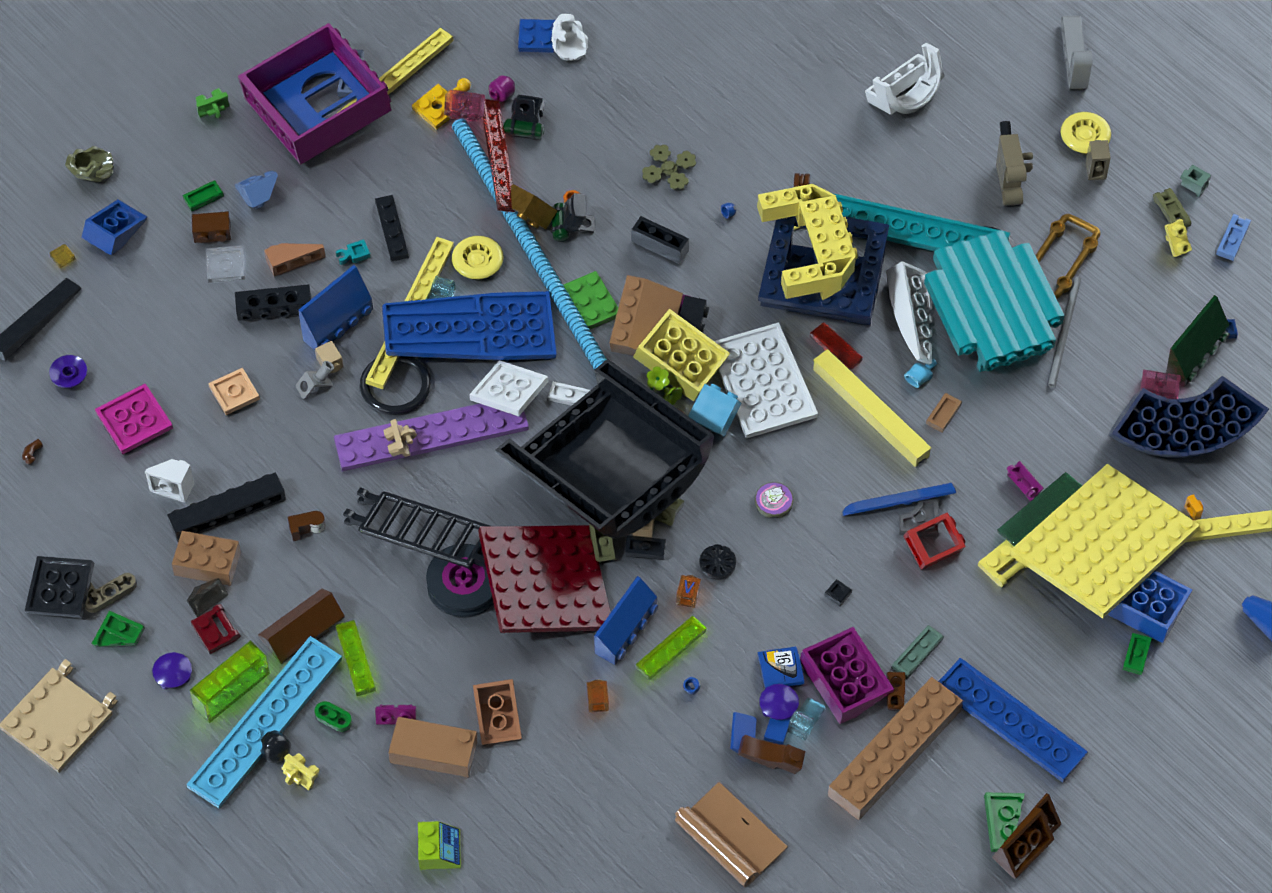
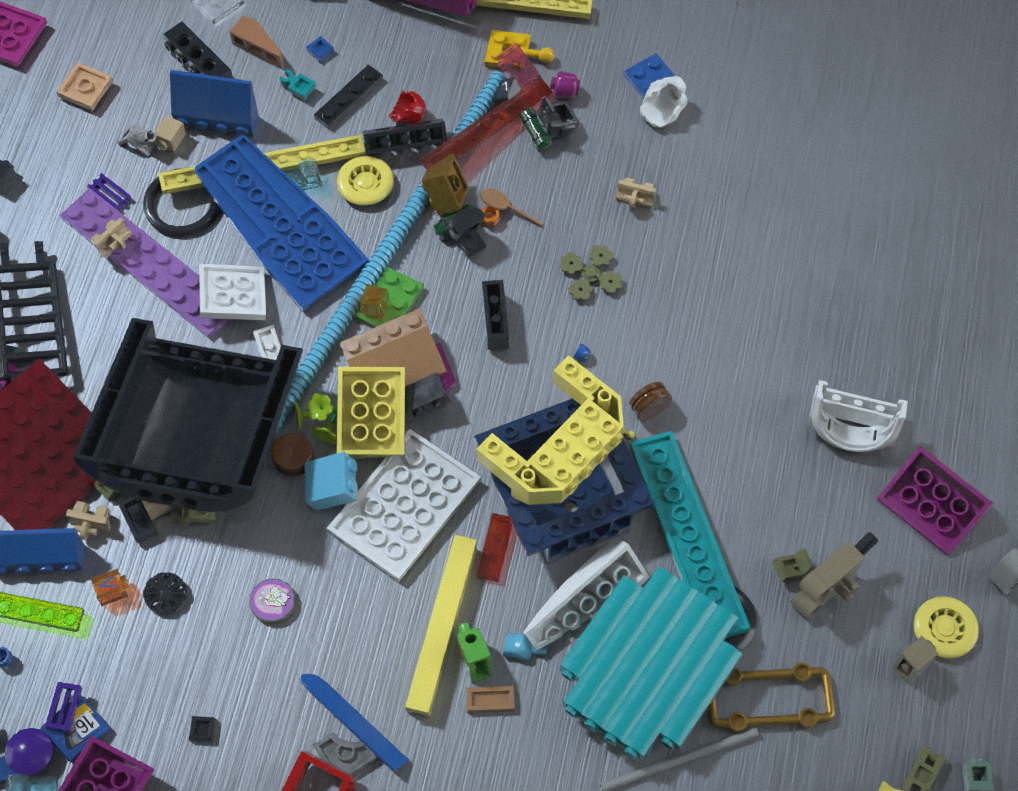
camera: 55 degrees right, 5 degrees up
(331, 222) = (320, 49): none -> blue tile
(345, 423) = (98, 183): none -> dark purple tile
(439, 194) = (408, 108): none -> red hair
(463, 209) = (405, 136): none -> black brick
(478, 123) = (507, 89): none -> black slope
(566, 186) = (498, 200): none -> medium nougat piece
(593, 303) = (374, 301): none -> clear orange brick
(624, 579) = (89, 523): none -> tan hips
(628, 102) = (635, 193): none -> tan hips
(746, 657) = (72, 710): none -> dark purple tile
(907, 398) = (474, 653): none -> bright green torso
(982, 185) = (793, 566): none -> olive bracket
(996, 80) = (935, 500): none -> magenta slope

